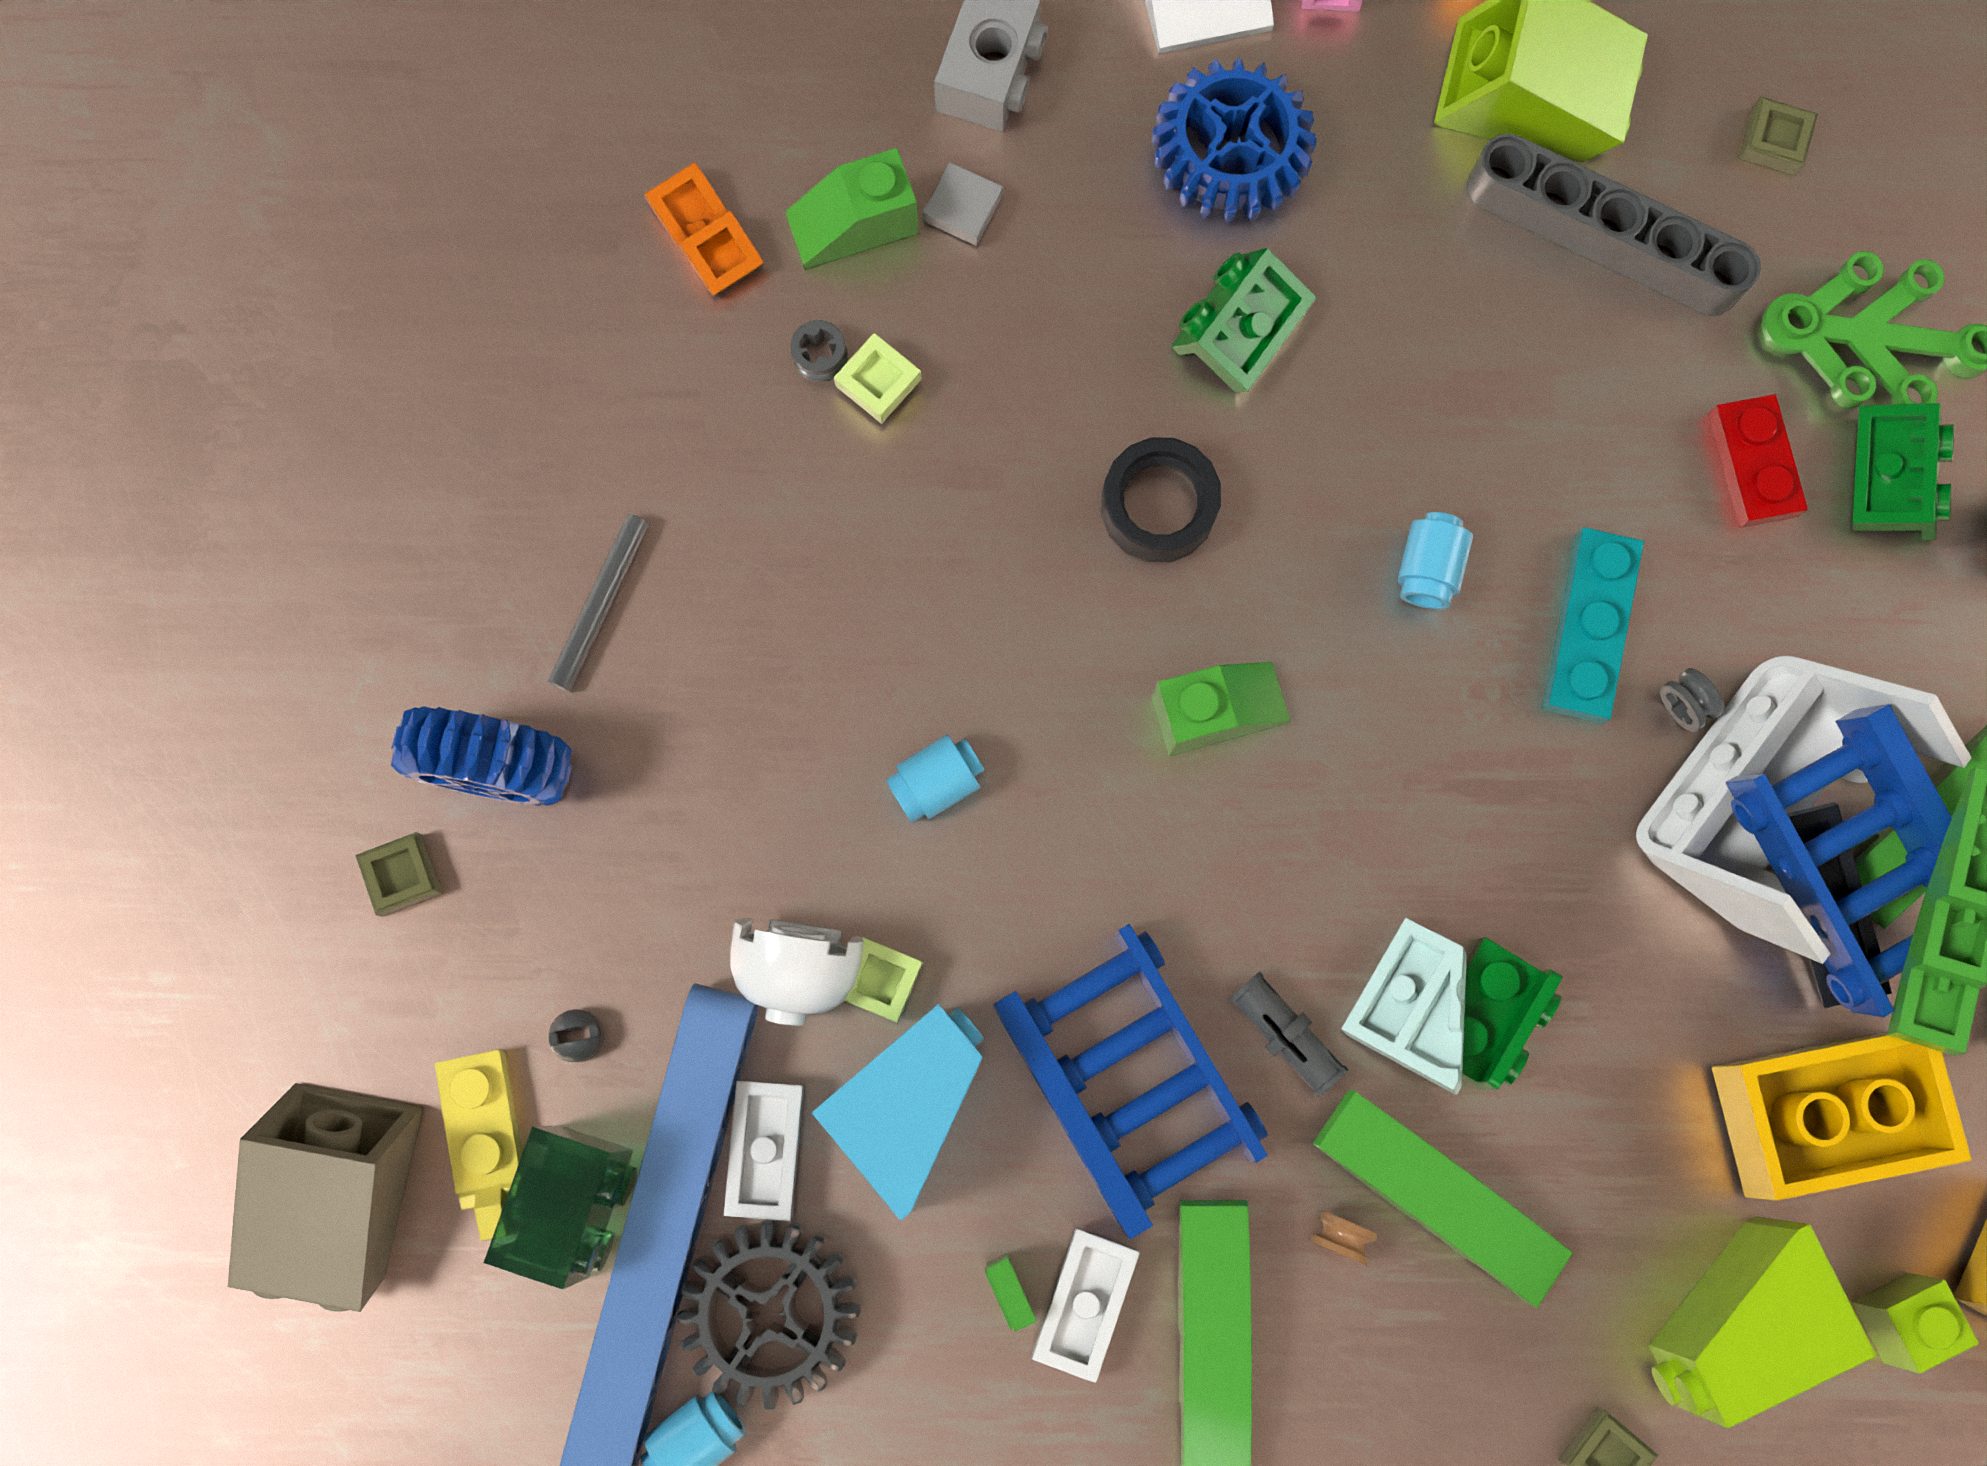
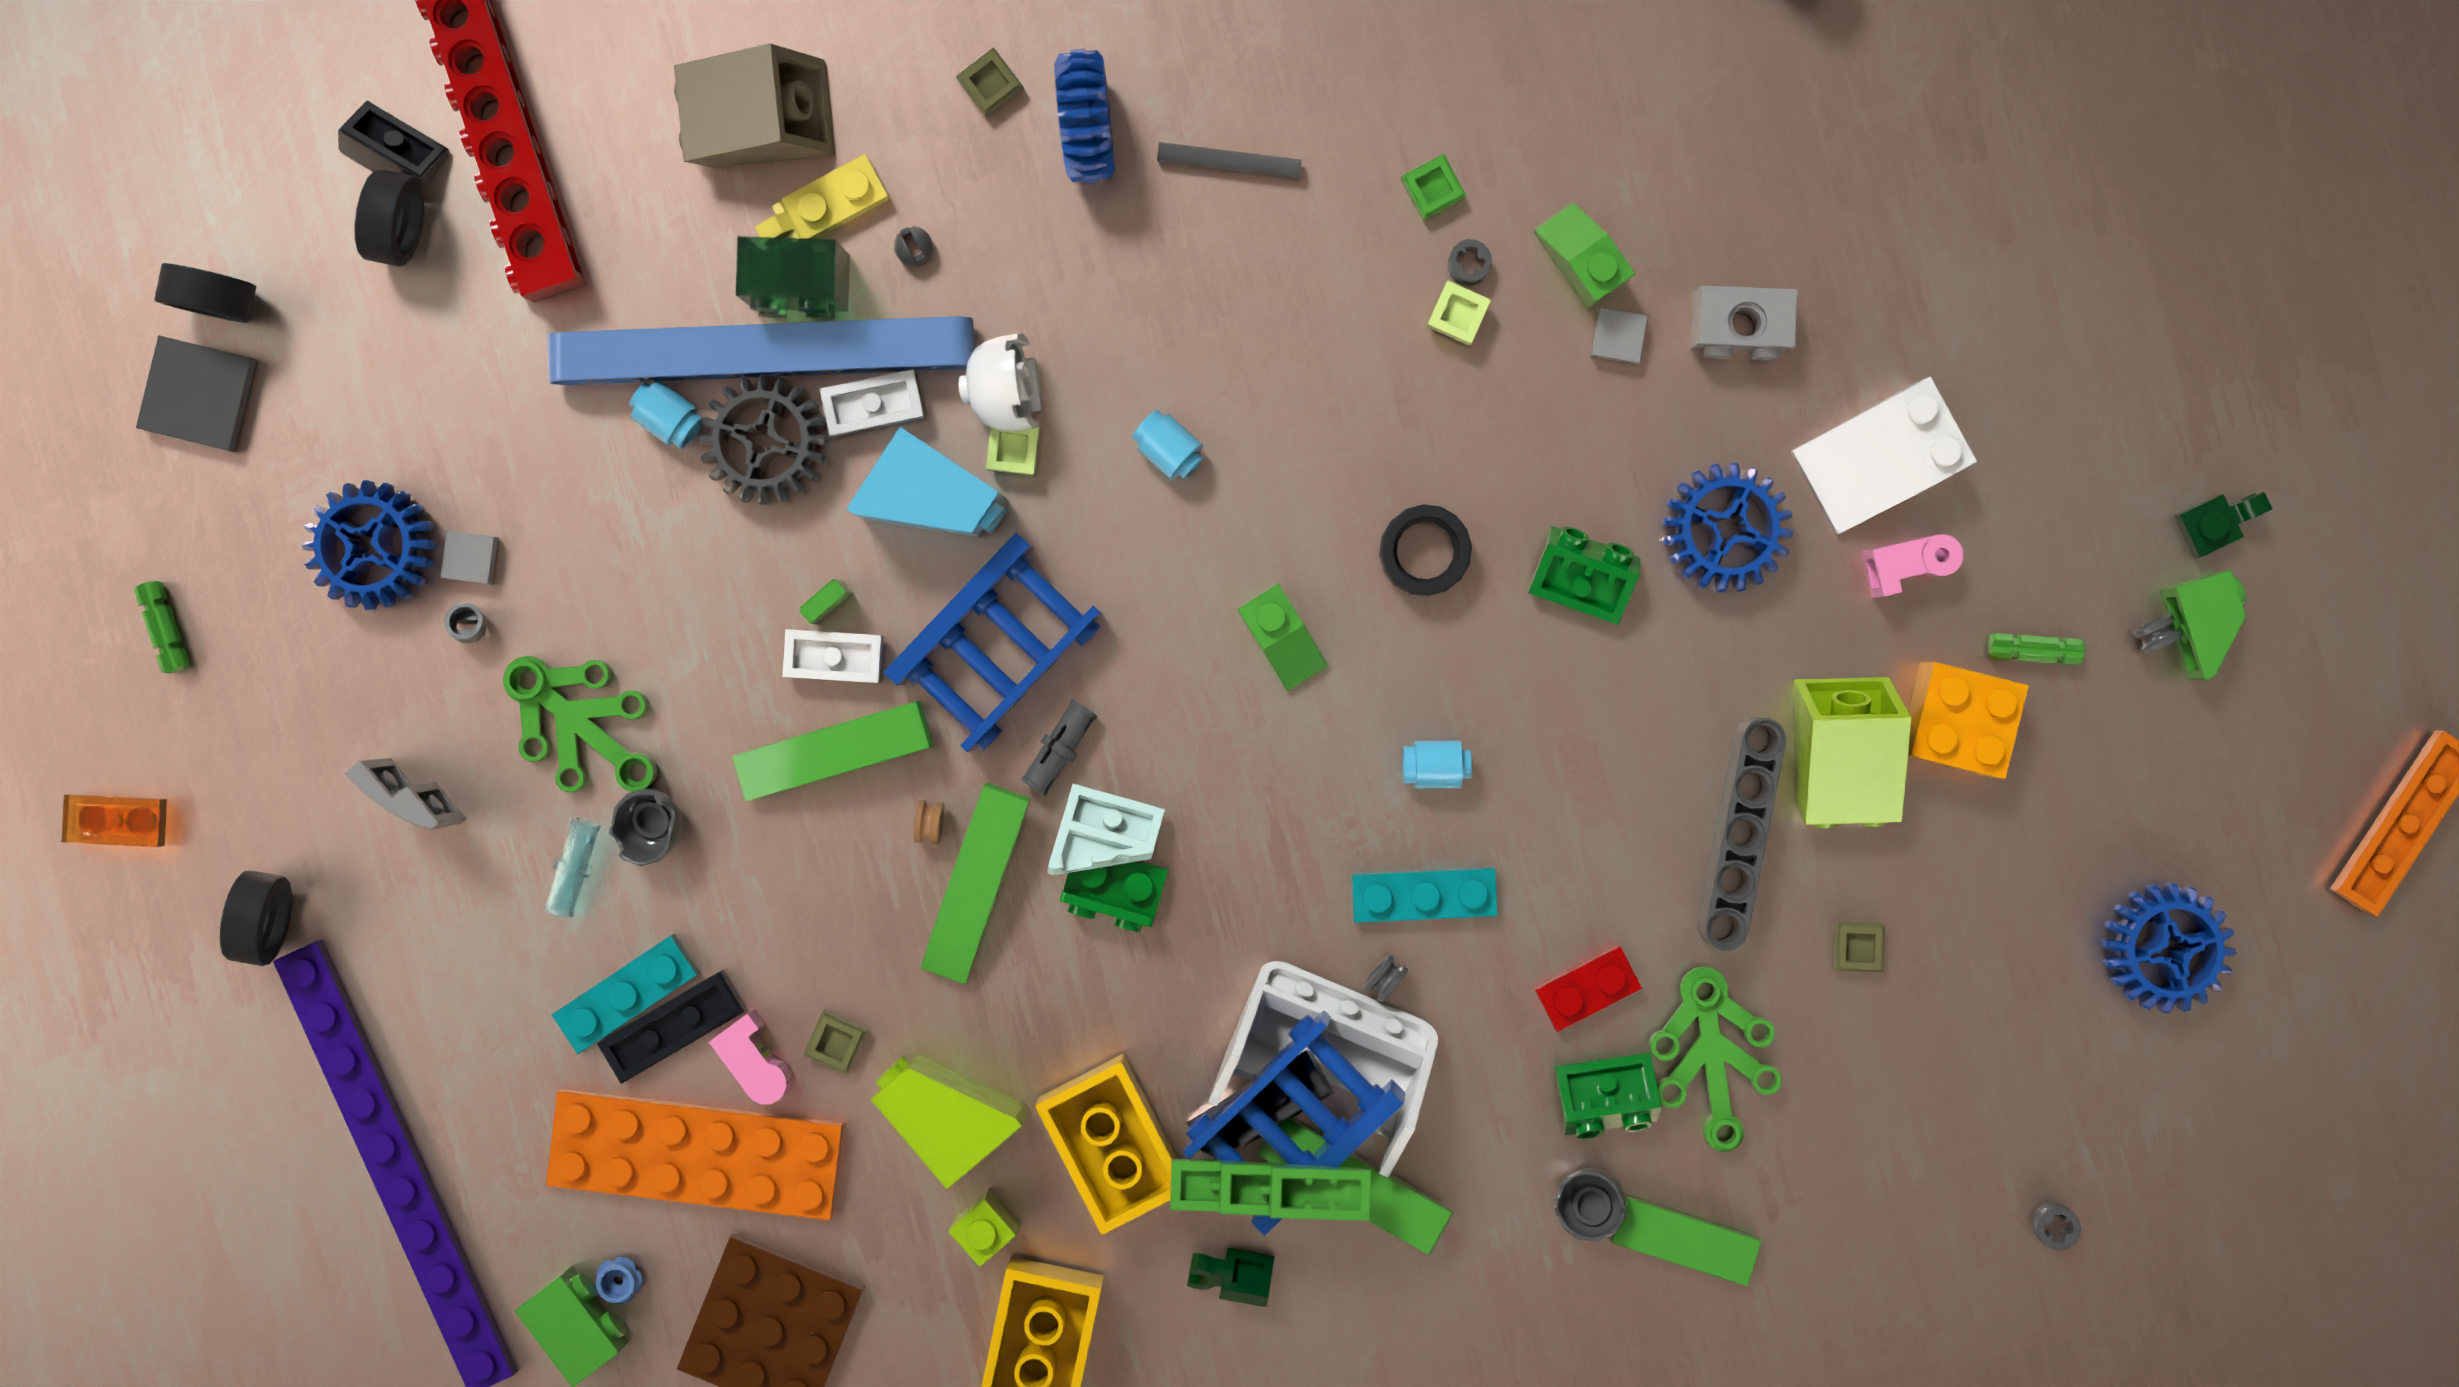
camera: 75 degrees right, 10 degrees up
(703, 229) = (1539, 145): orange slope -> none
(713, 368) = (1433, 187): none -> bright green tile

